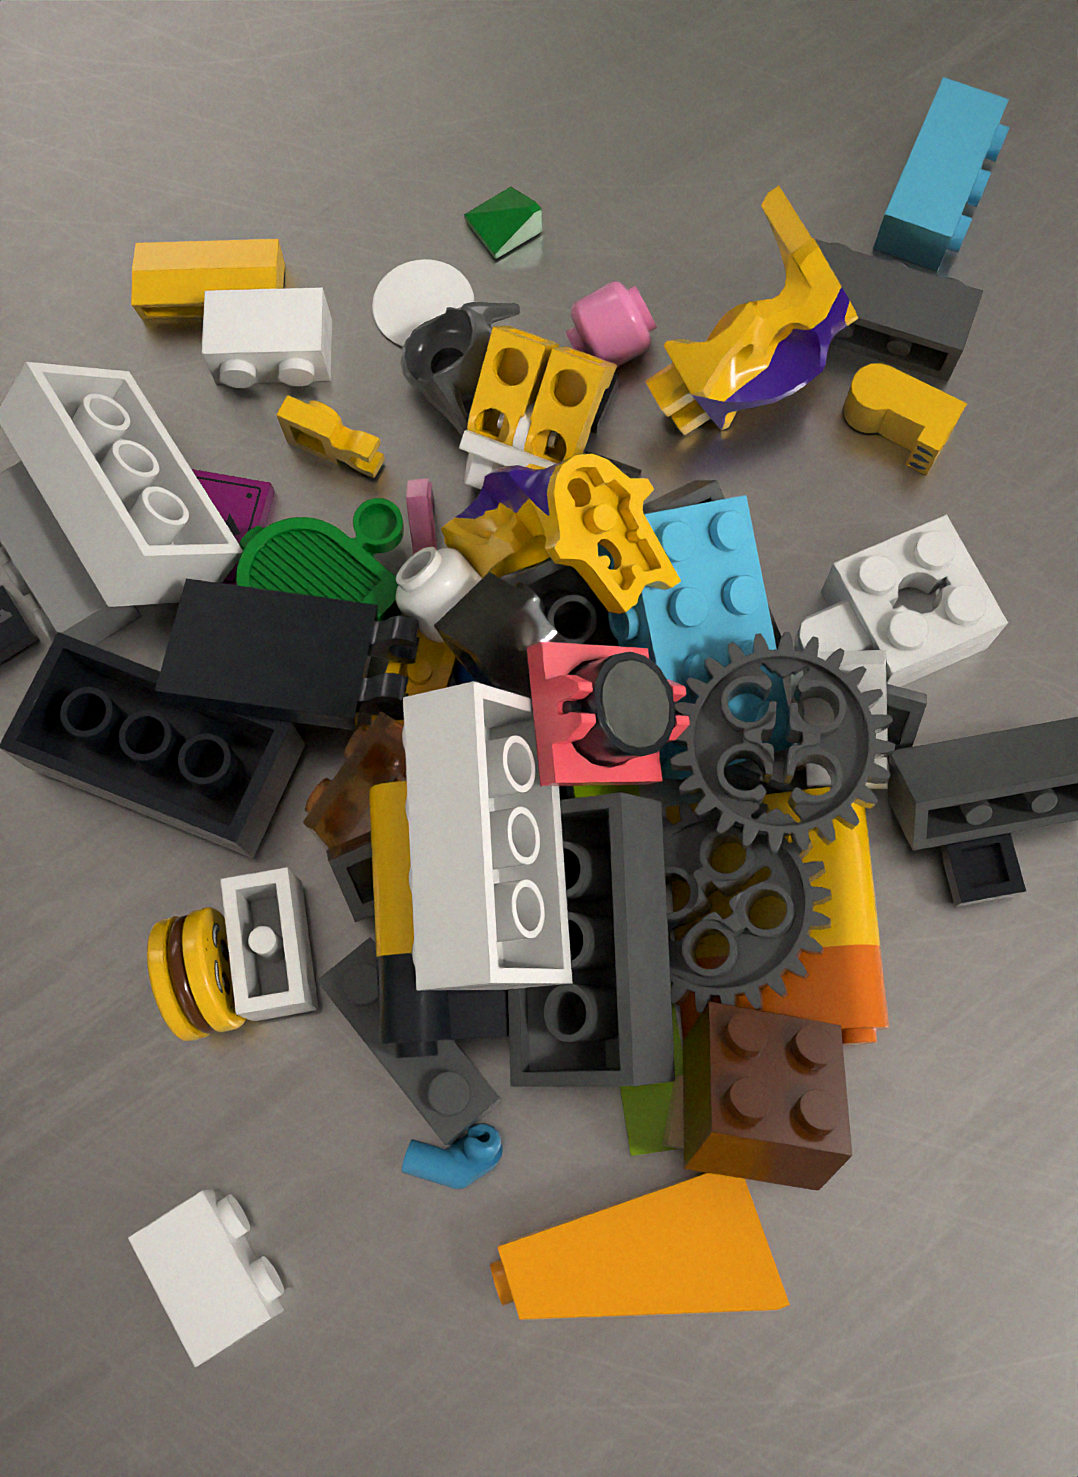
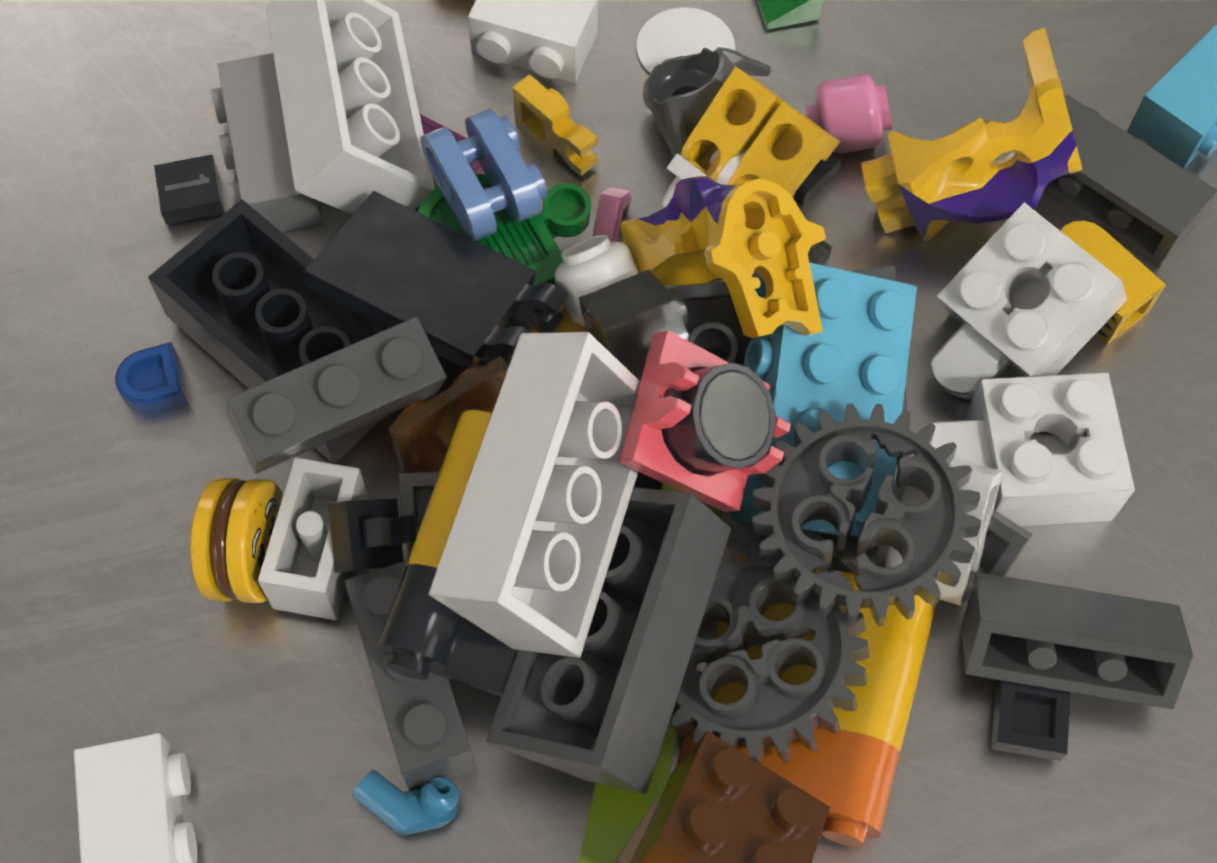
camera: 15 degrees right, 10 degrees down
(41, 838) = (151, 380): none -> blue tile
(239, 810) = (335, 395): none -> dark grey brick
(286, 488) = (496, 148): none -> medium blue brick
(322, 928) = (368, 534): none -> black tile
(844, 473) = (1023, 305): none -> white brick

